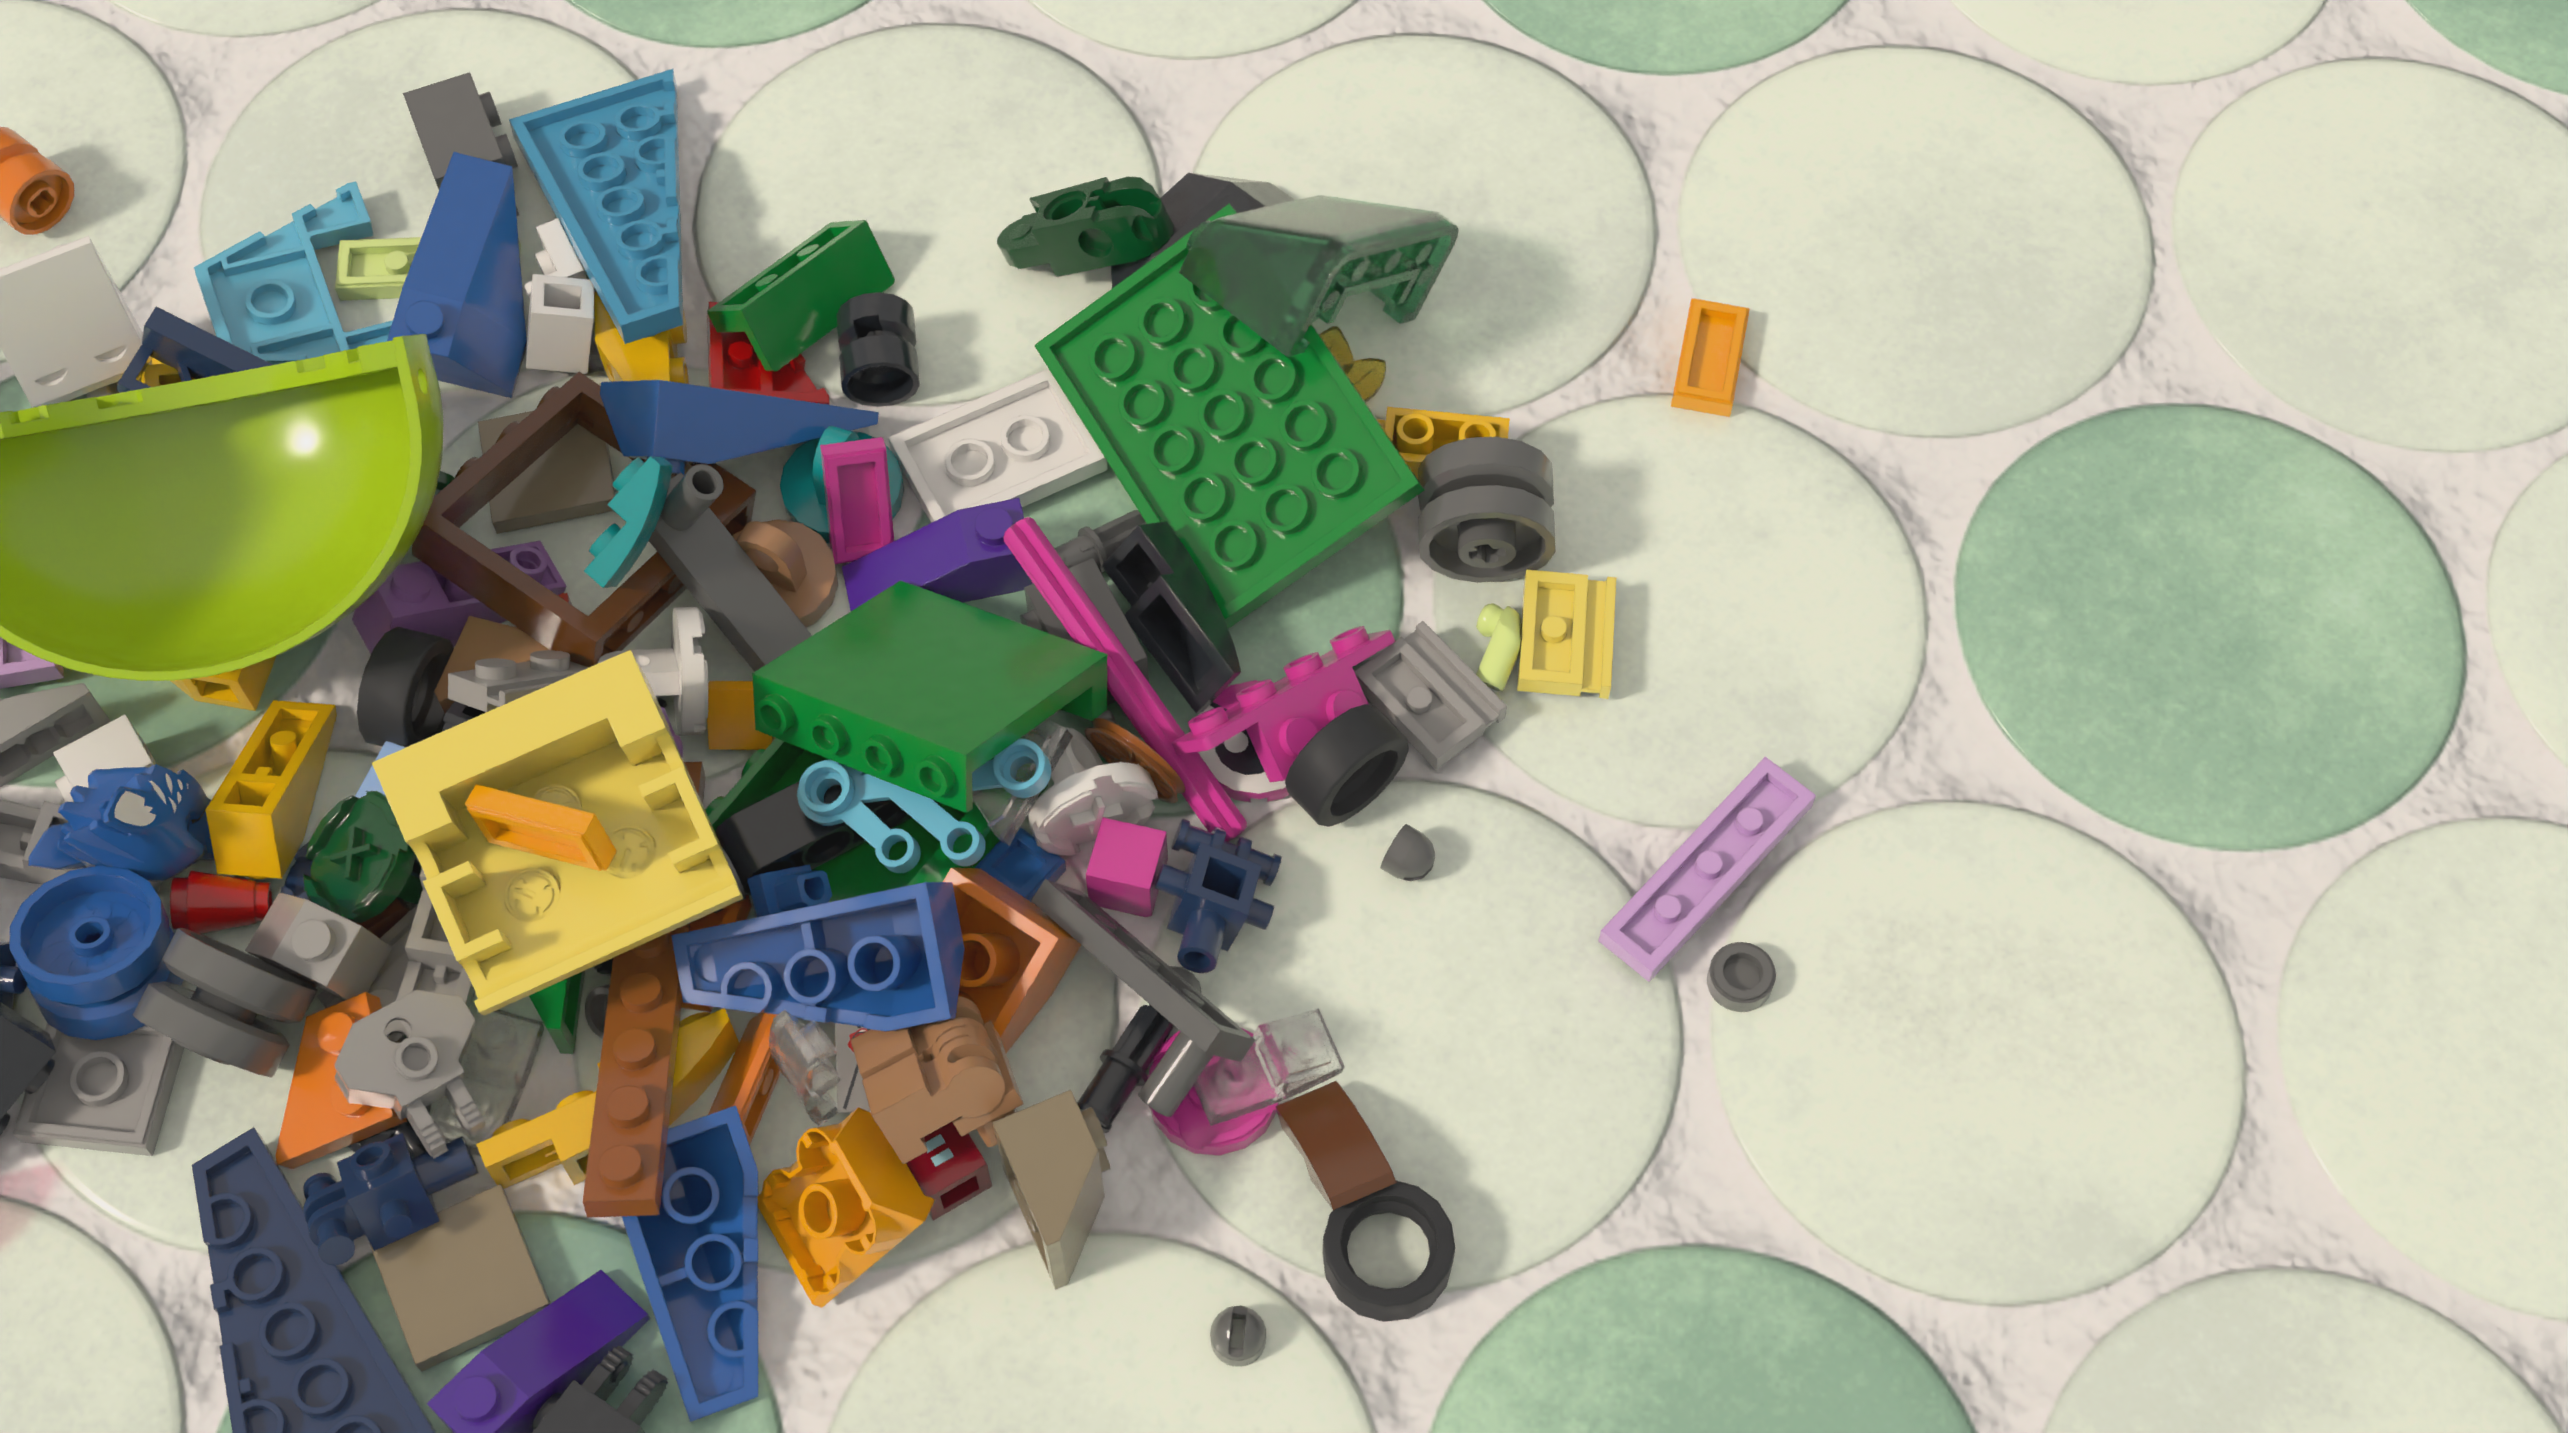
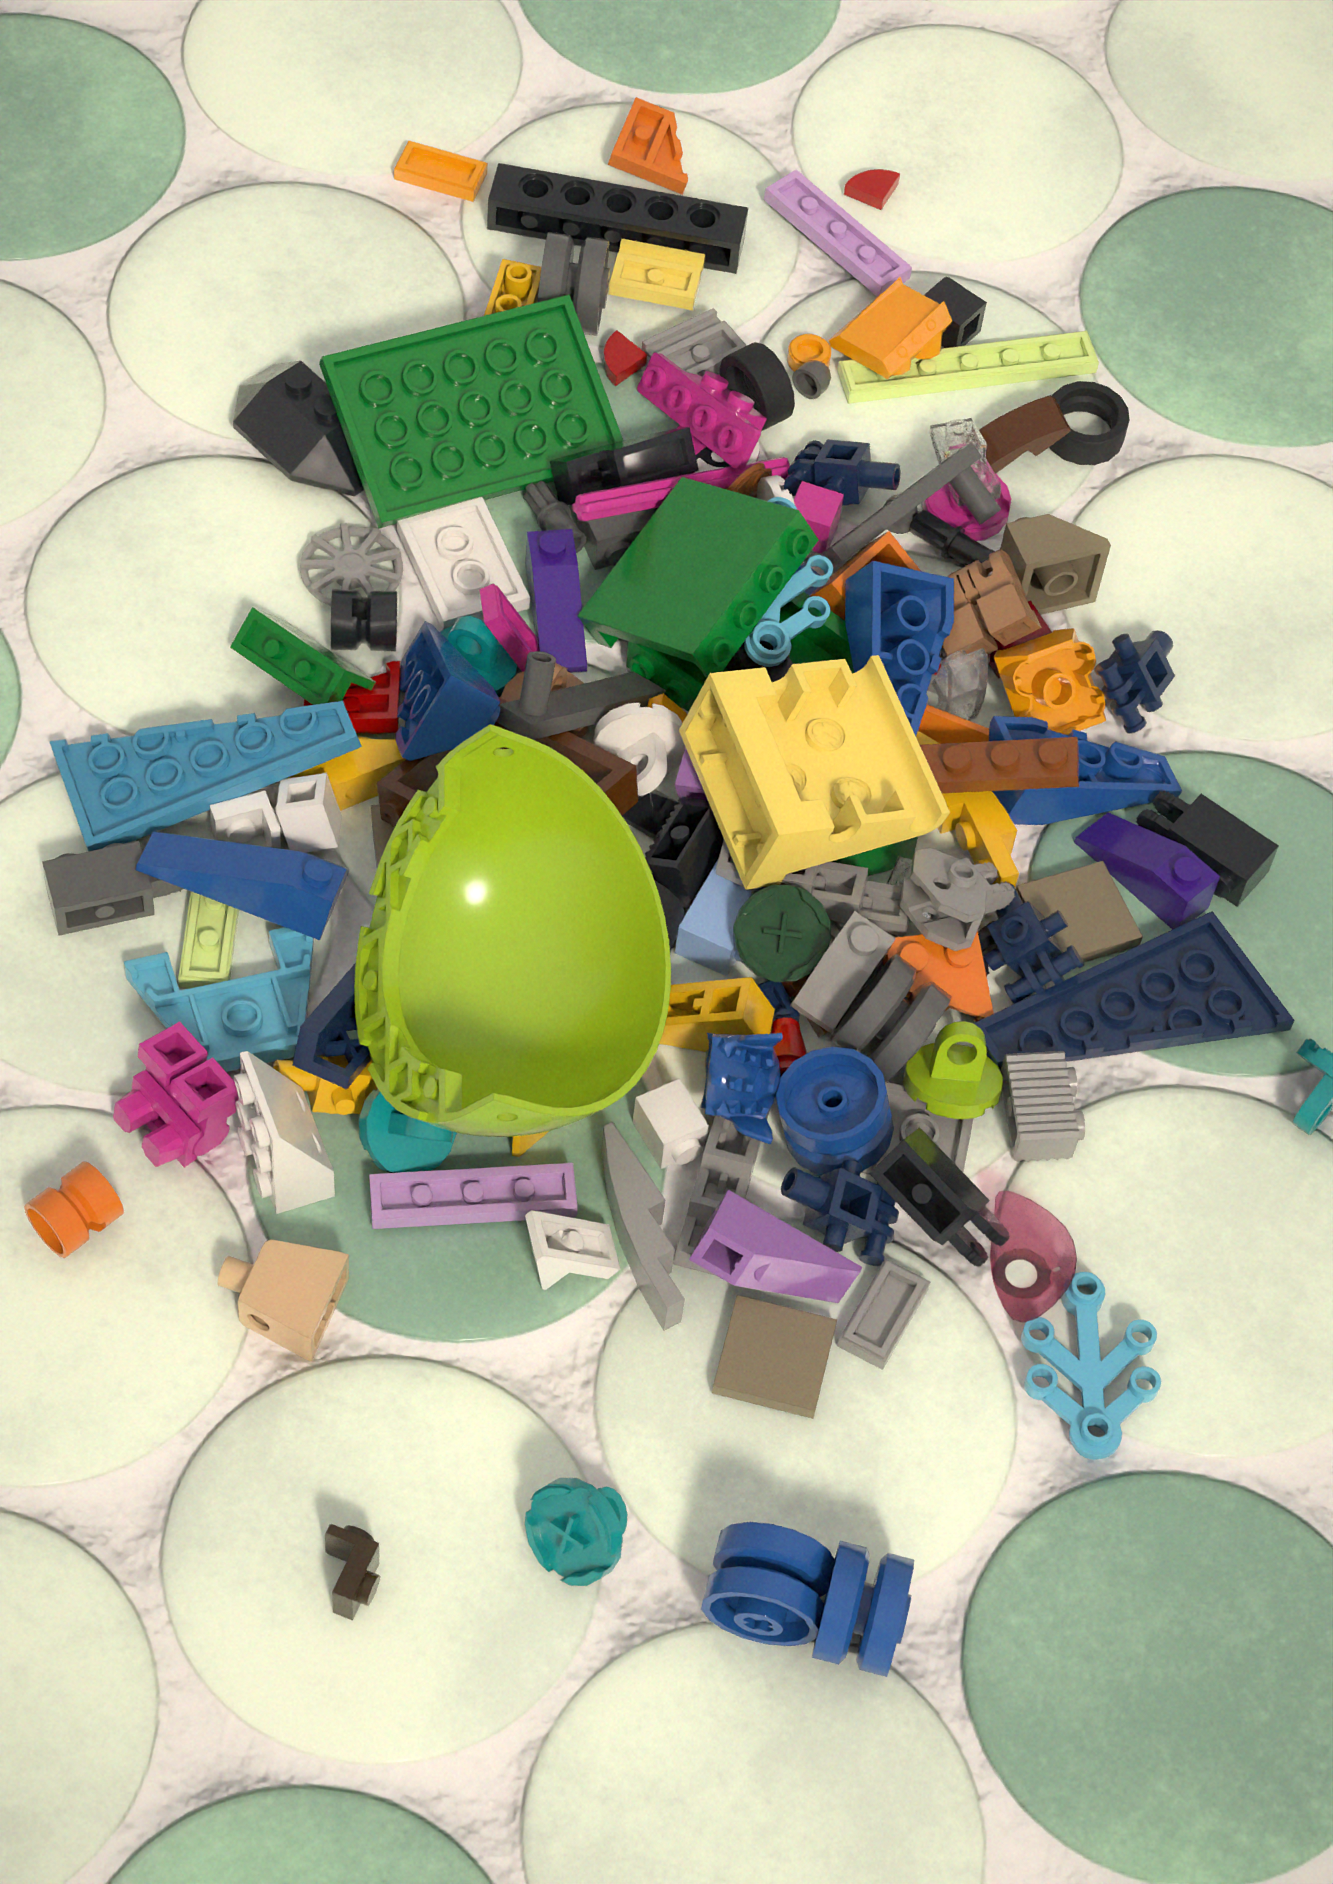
camera: 90 degrees left, 5 degrees down
(123, 1228) = (1040, 1105): none -> light grey brick
(155, 243) = (178, 1098): none -> dark pink hips
(165, 1109) = (954, 1077): none -> lime tile
(503, 680) = (665, 811): light grey plate -> none
(541, 828) = (823, 756): light orange tile -> none
(639, 501) = (550, 705): teal slope -> none
(867, 1328) = (1136, 676): none -> dark blue piece
(983, 336) = (350, 567): none -> light grey wheel
(1089, 227) = (278, 512): dark green piece -> none
(1254, 1336) = (1132, 508): dark grey hinge -> none
(1306, 256) = (380, 311): clear green windscreen -> none
(1404, 605) = (622, 358): none -> red tile
(1464, 852) = (807, 348): none -> light orange tile
(1488, 1083) = (975, 367): none -> yellowish green tile
(1502, 949) = (894, 331): none -> light orange slope
(1504, 645) = (657, 306): yellowish green arm -> none
(1567, 1035) = (964, 308): none -> black panel
(1645, 712) = (543, 202): none -> black brick
(1741, 977) = (909, 235): dark grey tile -> none
(1821, 602) = (650, 147): none -> orange wing
(1829, 918) = (872, 187): none -> red tile

